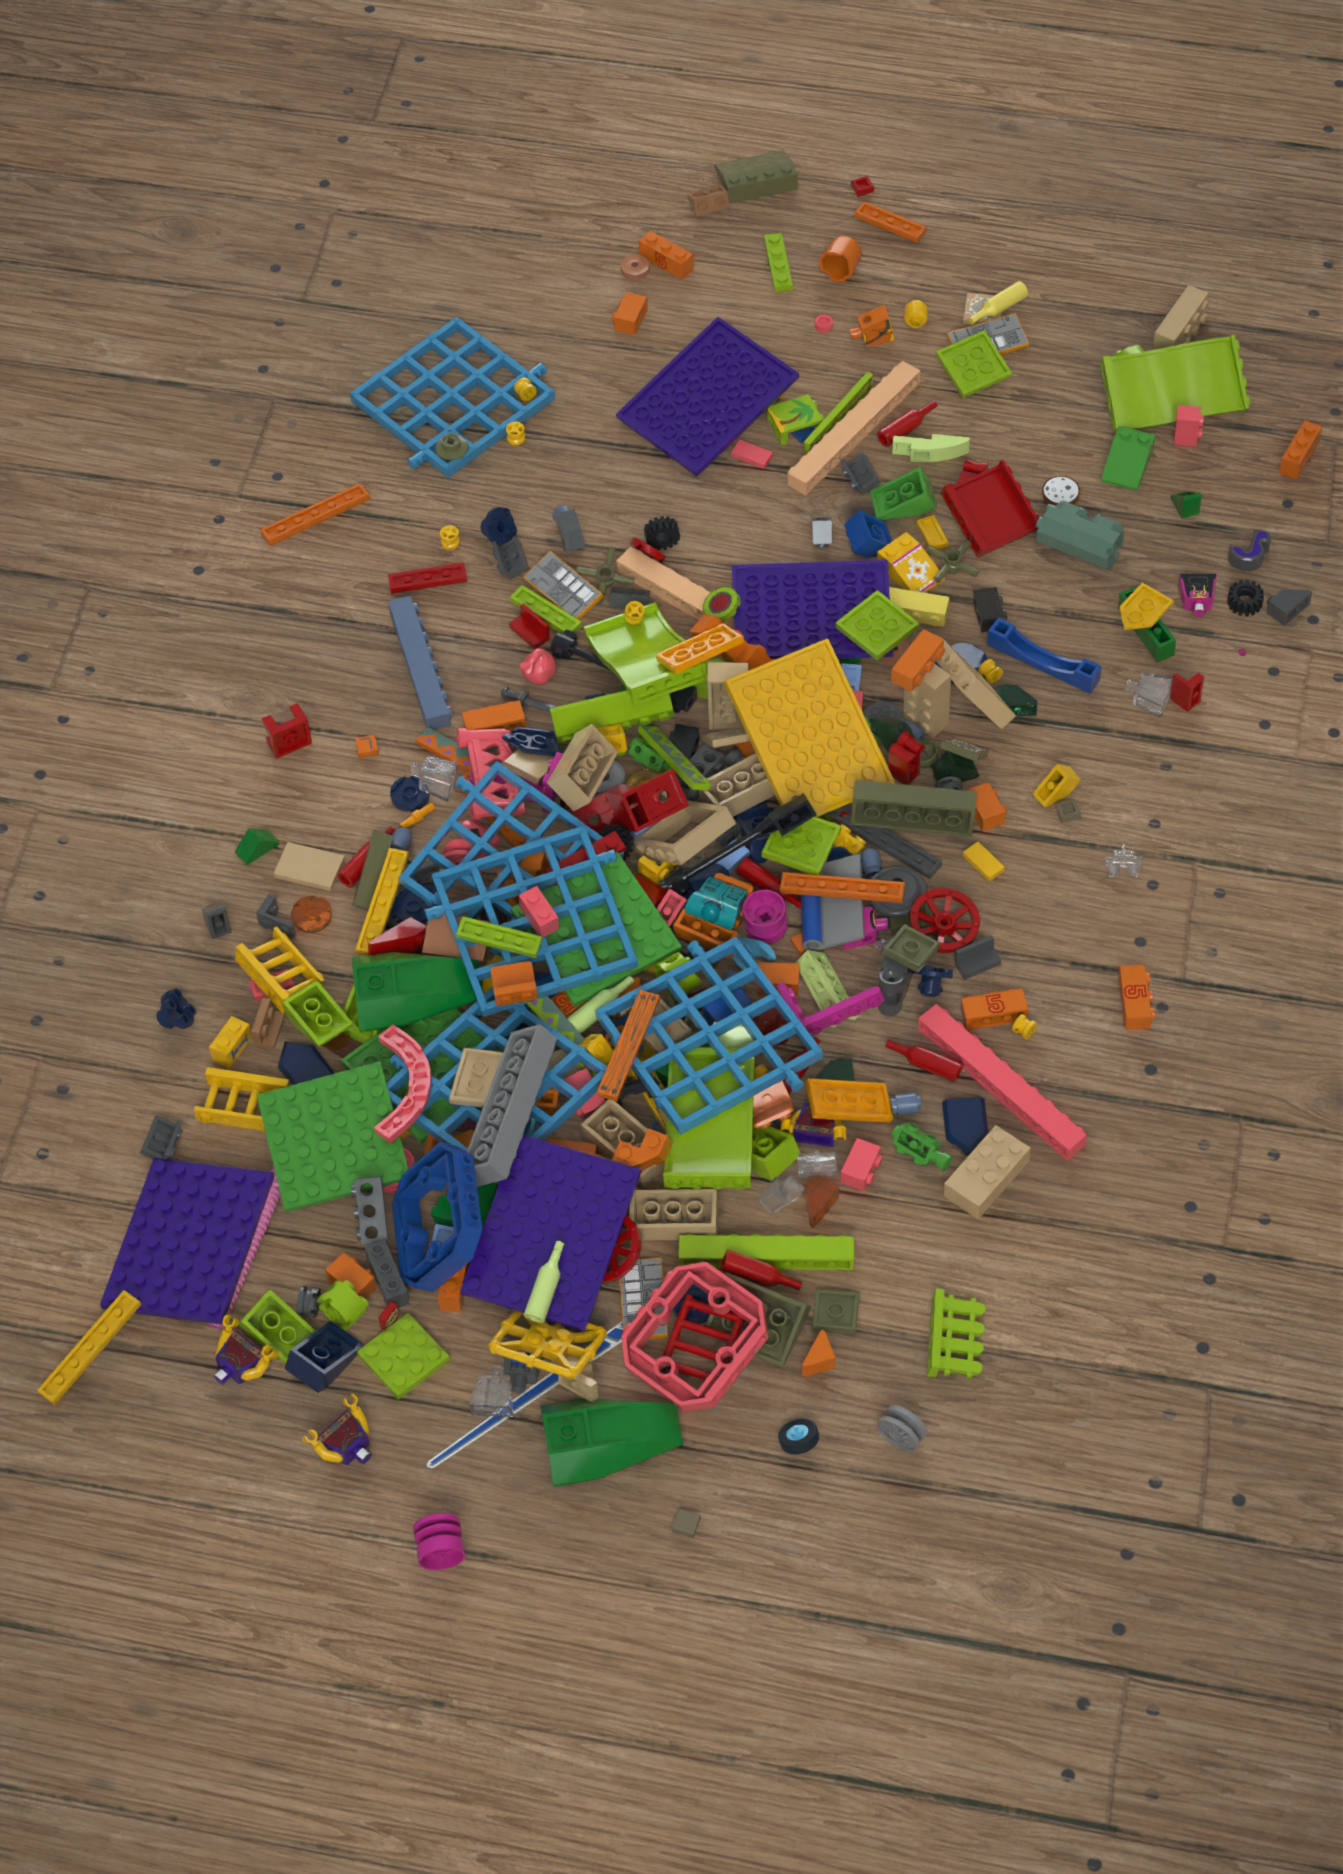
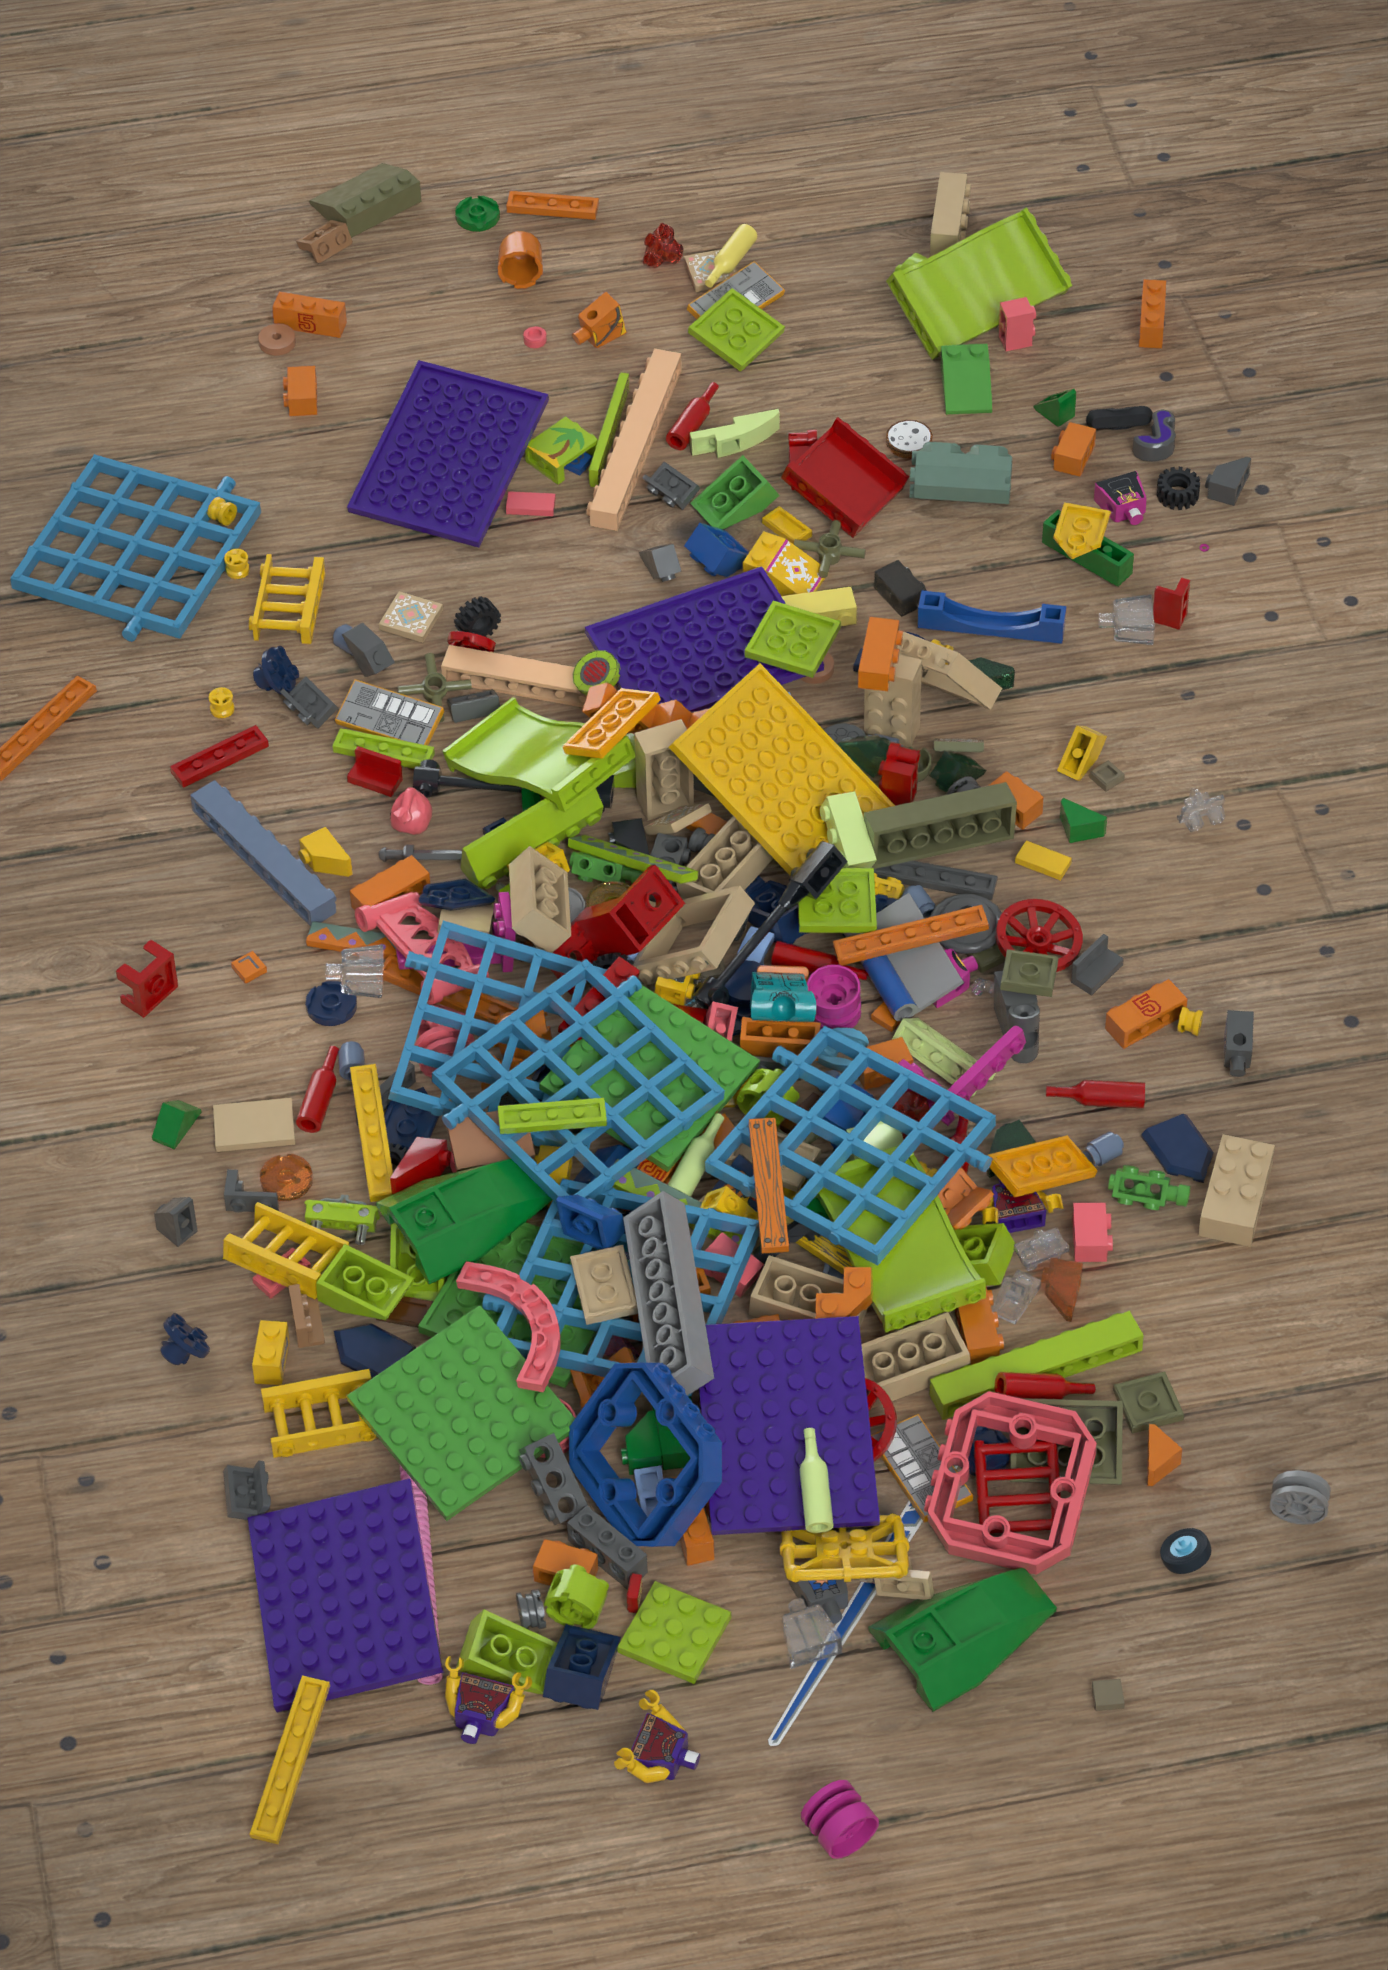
camera: 25 degrees left, 5 degrees down
(331, 957) = (343, 1216): none -> lime piece
(372, 868) = (339, 1101): olive tile -> none
(417, 816) = (355, 1024): light orange bar -> none
(451, 452) = (170, 600): olive piece -> none
(461, 677) = (324, 854): none -> yellow slope
(489, 1025) = (590, 1221): none -> blue slope
(514, 983) = (596, 1162): orange bracket -> none
(538, 912) = (586, 1071): coral brick -> none
(546, 485) = (308, 609): none -> yellow fence
(619, 515) = (411, 617): none -> tan tile
(634, 607) = (497, 709): yellow wheel -> none
(739, 1208) = (978, 1329): none -> orange brick
(778, 262) = (444, 286): lime plate -> none
(832, 211) = (477, 213): none -> green tile
(839, 791) = (848, 829): none -> yellowish green brick
(862, 186) = (497, 176): red tile -> none
(915, 313) = (638, 295): yellow head -> none
(931, 980) = (1060, 1004): dark blue plate -> none
(952, 281) = (662, 247): none -> clear red plate
(954, 1345) = (1279, 1380): lime fence -> none
(1002, 1082) = (1199, 1088): coral brick -> none
(1026, 841) = (1081, 822): none -> green slope
(1049, 1056) = (1238, 1041): none -> dark grey torso
(1136, 997) = (1295, 948): orange brick -> none
(1181, 540) = (1074, 449): none -> orange brick
(1230, 527) = (1119, 418): none -> black piece

